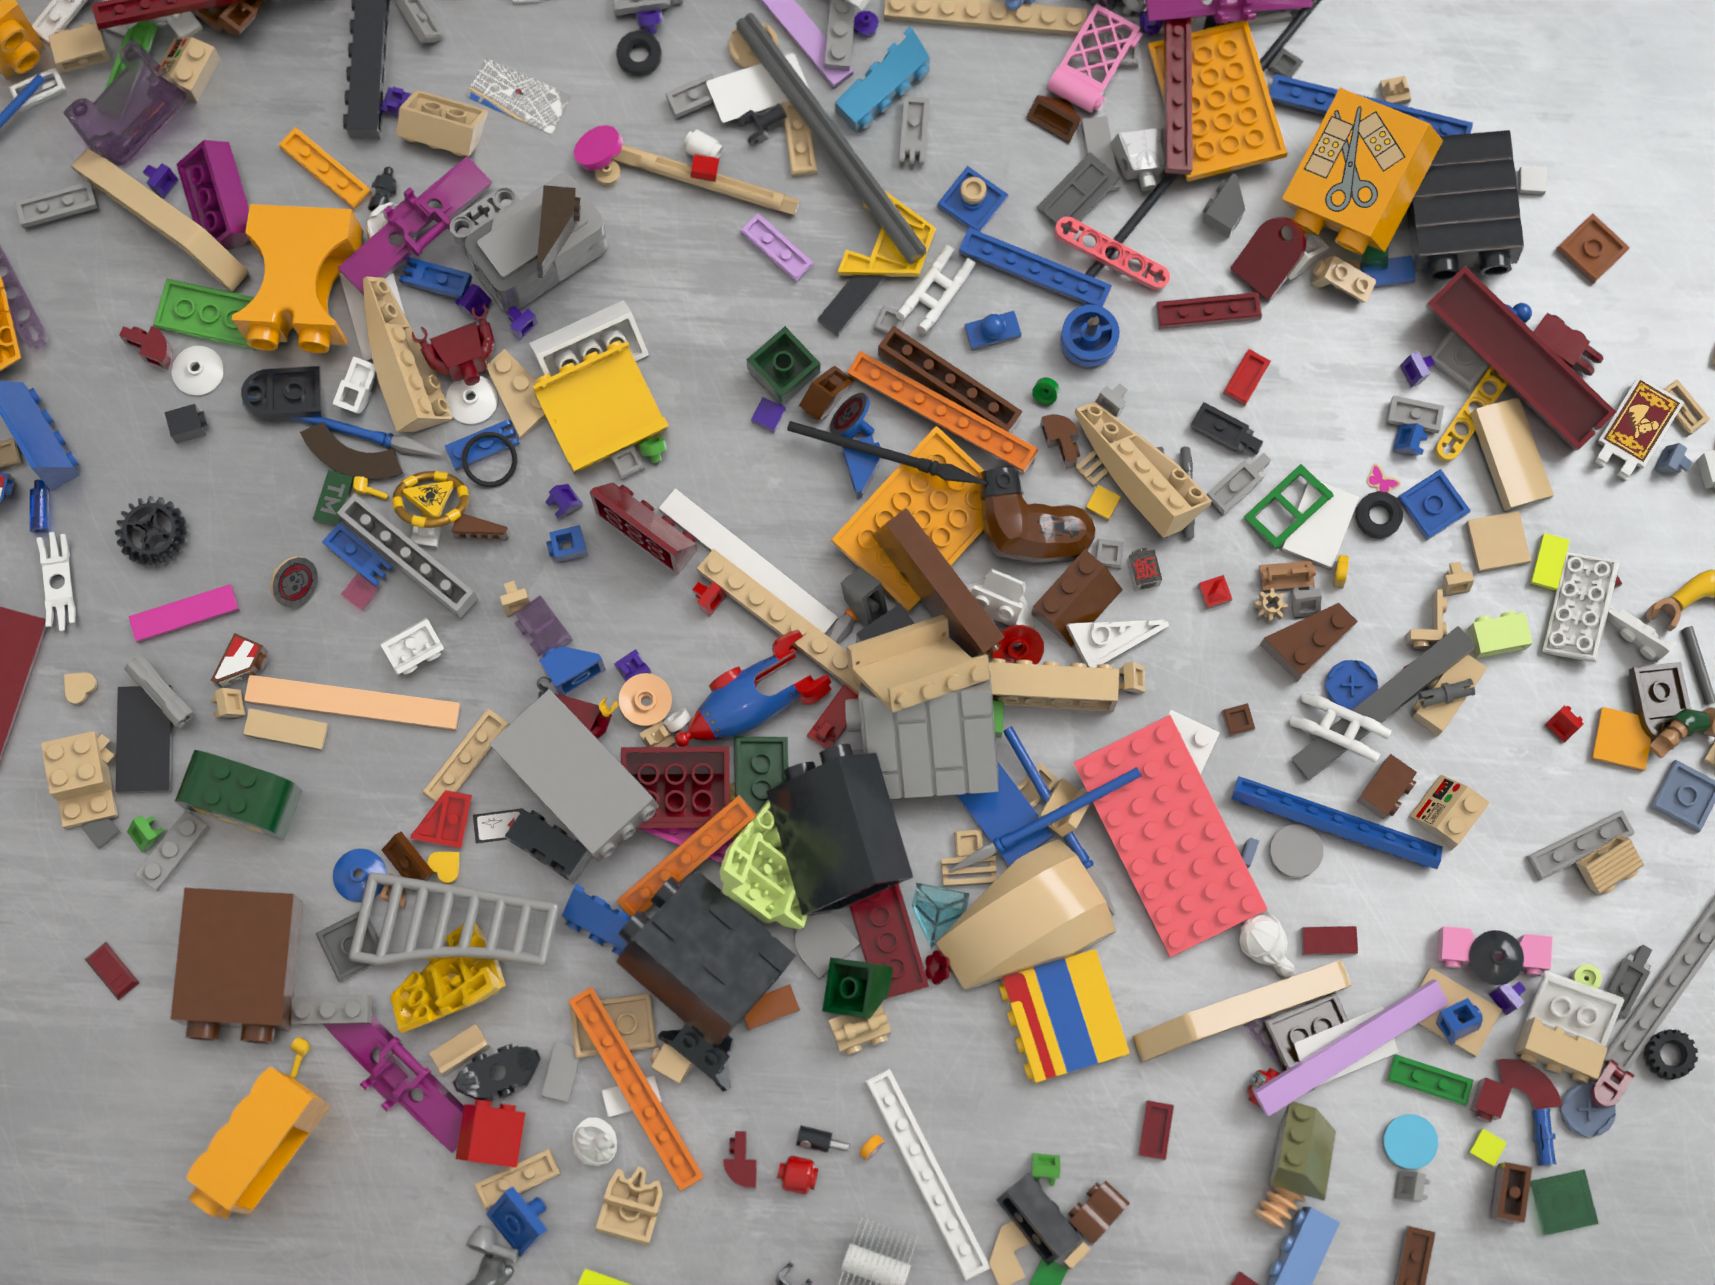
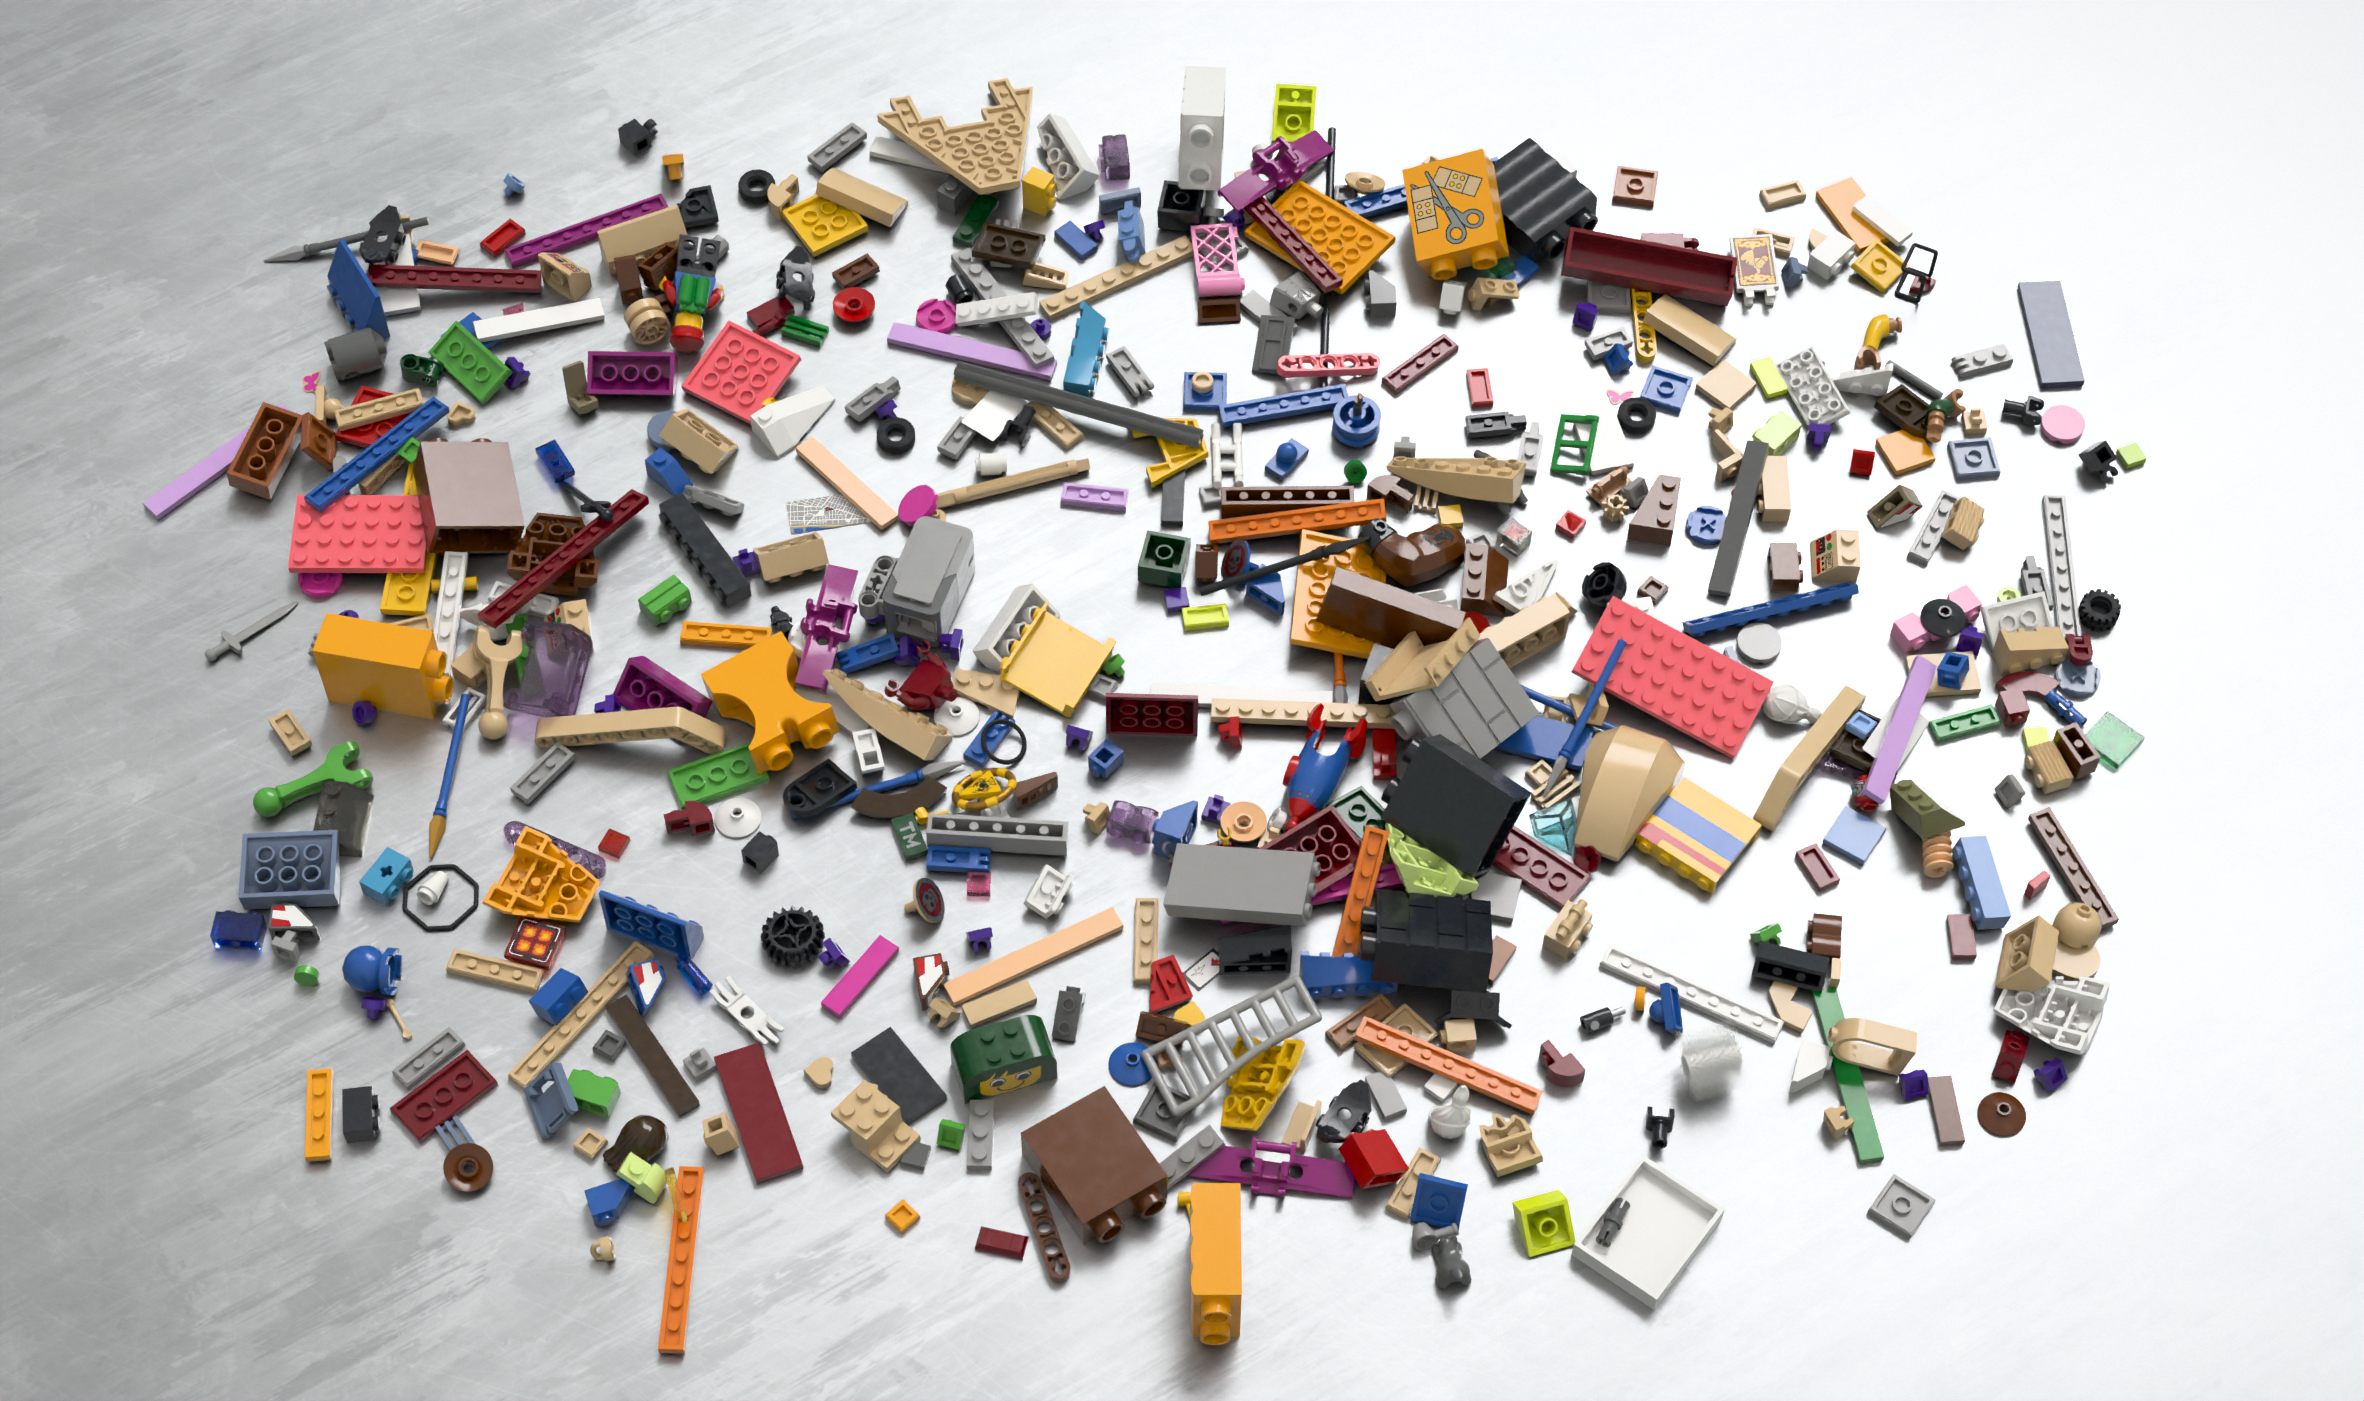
camera: 35 degrees left, 20 degrees down
(45, 882) = (902, 1216): none -> light orange tile
(47, 122) = (495, 660): none -> tan piece
(68, 322) = (614, 843): none -> clear red tile
(148, 995) = (1045, 1238): none -> reddish brown beam
(172, 706) = (869, 1028): light grey axle -> none
(175, 575) = (833, 954): none -> dark purple tile
(293, 94) = (665, 600): none -> bright green brick
(317, 648) = (978, 936): none -> dark purple tile
(337, 782) = (1068, 1013): none -> dark grey bracket
(554, 76) = (847, 483): none -> light nougat tile
(558, 215) = (942, 541): dark brown slope -> none
(603, 980) = (1344, 1032): none -> medium nougat tile
(704, 168) = (1006, 472): red tile -> none
(781, 451) = (1205, 617): none -> neon yellow tile
(798, 1175) = (1606, 1046): red head -> none
(856, 987) = (1544, 899): dark green slope -> none
(864, 596) = (1343, 662): dark grey slope -> none
(887, 1179) = (1668, 1009): none -> blue tile
(1186, 687) = (1603, 584): none -> black cylinder
(1219, 1122) = (1854, 835): none -> tile
(1270, 257) = (1436, 304): dark red tile -> none
(1314, 64) = (1365, 182): none -> tan dish
(1317, 1015) = (1861, 725): none -> light blue tile
(1329, 940) = (1827, 682): dark red tile -> none
(1341, 571) = (1642, 461): yellow tile -> none
(1346, 740) = (1714, 556): white piece -> none
(1410, 1141) = (1985, 767): medium azure tile -> none
(1446, 693) = (1774, 483): dark grey pin -> none
(1471, 1188) = (2048, 767): none -> tan brick
(1545, 662) = (1818, 435): none -> dark purple tile
(1555, 798) = (1895, 507): none -> dark tan slope

